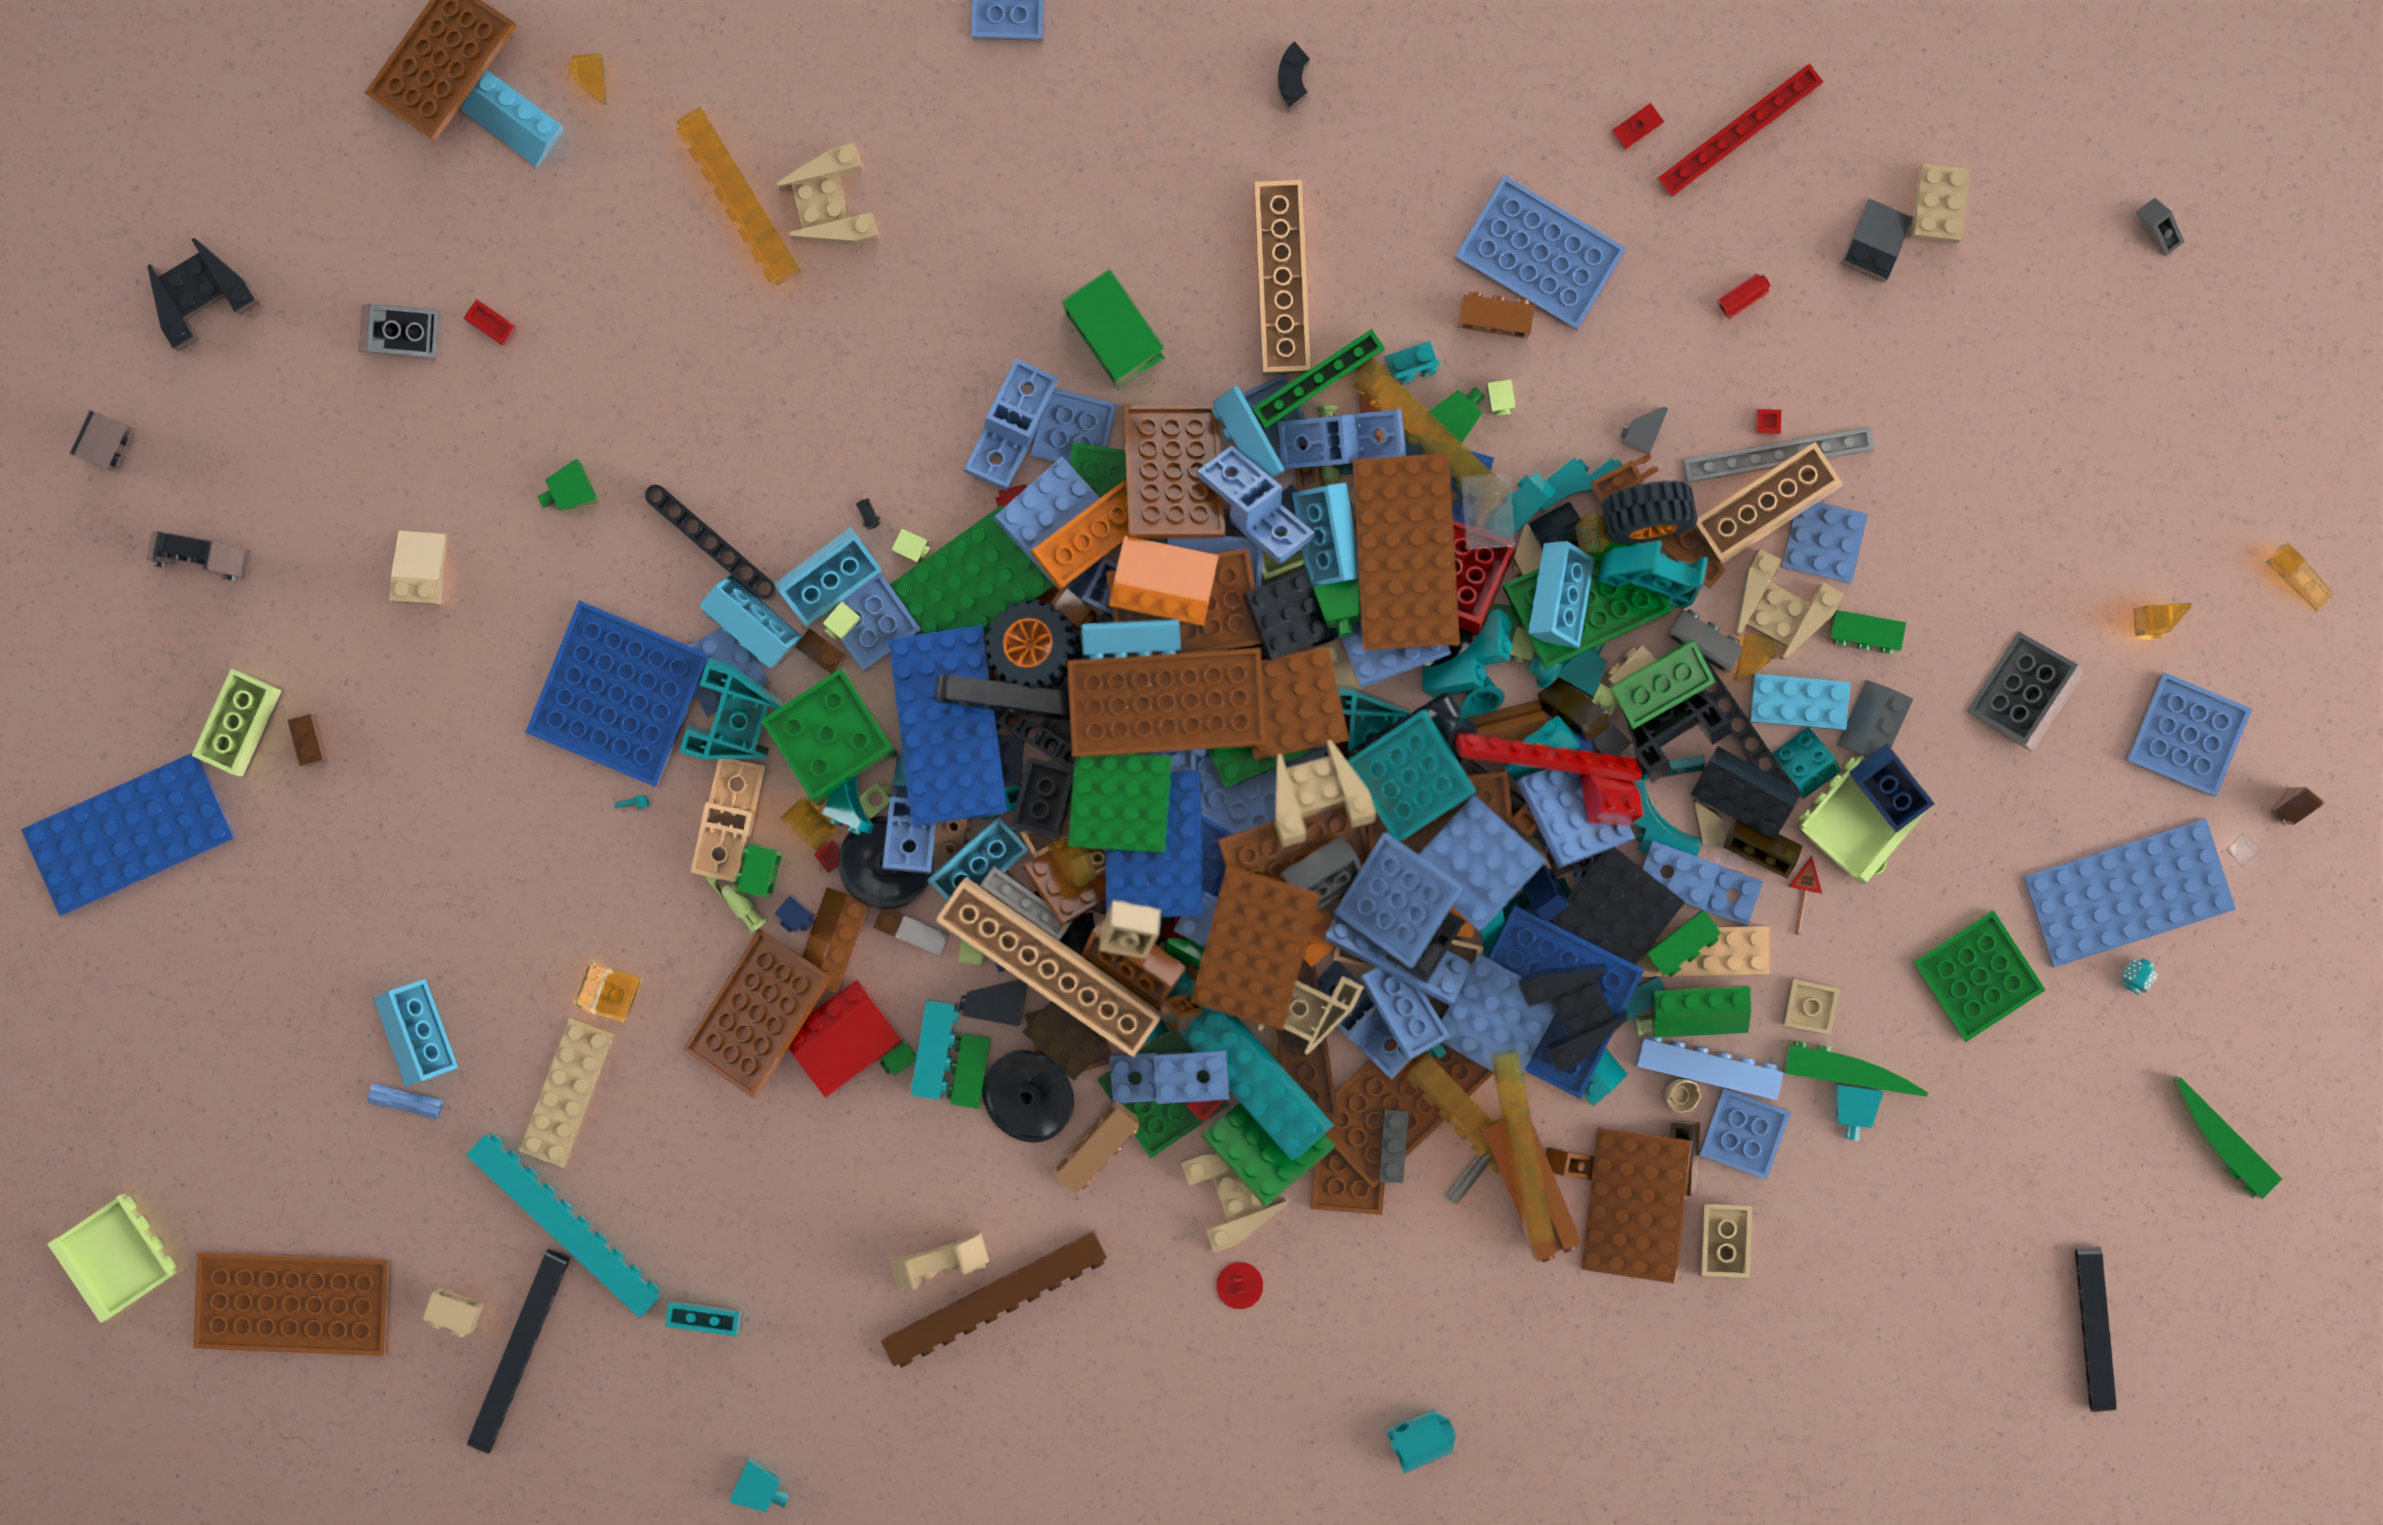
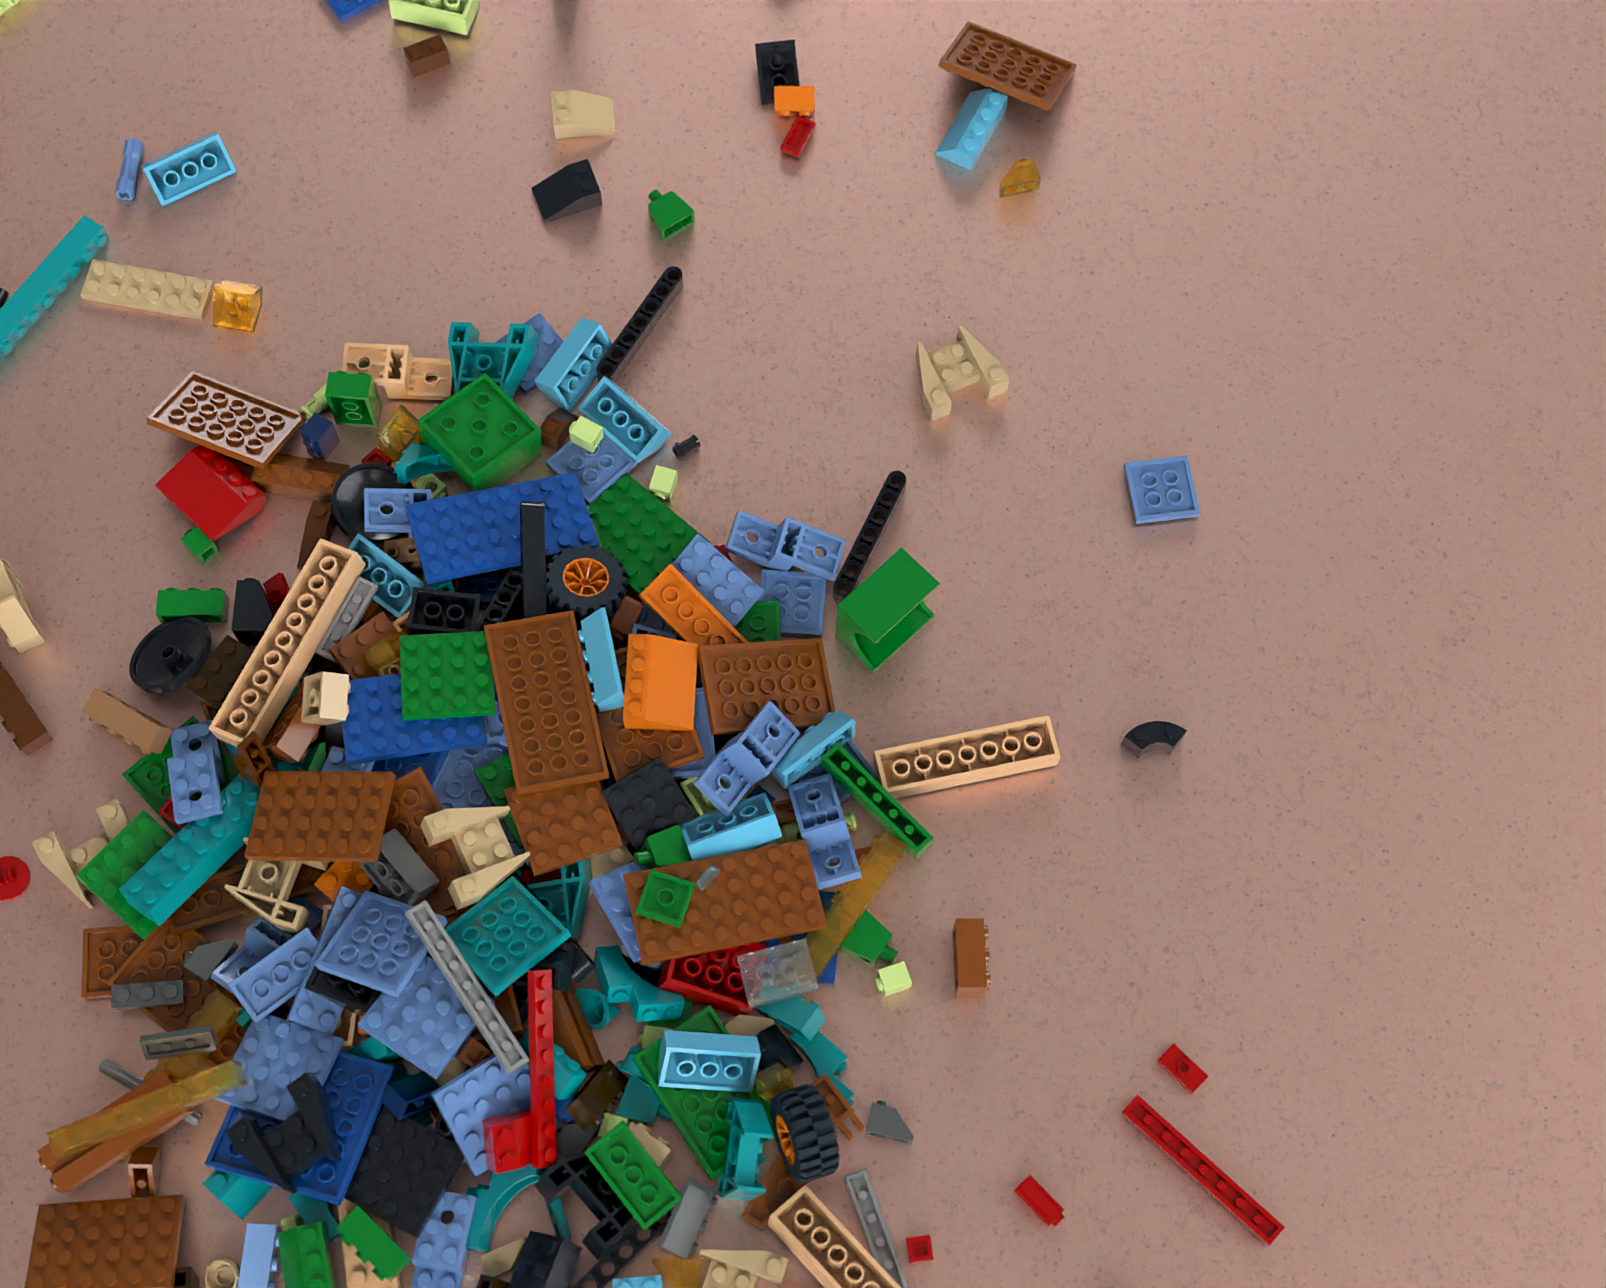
camera: 75 degrees right, 20 degrees down
(442, 318) = (794, 100): none -> orange brick
(521, 601) = (568, 192): none -> black slope
(617, 693) = (497, 272): blue plate -> none
(640, 801) = (406, 307): teal hand -> none
(738, 196) = (942, 303): clear yellow brick -> none
(933, 1049) = (205, 567): teal brick -> none
(974, 976) = (276, 590): none -> red plate
(1003, 323) = (870, 527): none -> black beam
(1370, 1081) = (208, 958): none -> dark grey slope
(1384, 564) = (707, 877): none -> clear light blue tile
(1398, 610) = (665, 898): none -> green tile
(1413, 362) = (910, 892): teal bracket -> none
(1456, 1114) = (178, 1043): none -> dark grey plate
(1460, 819) = (467, 987): none -> light grey tile
(1540, 252) = (1040, 995): medium blue plate -> none

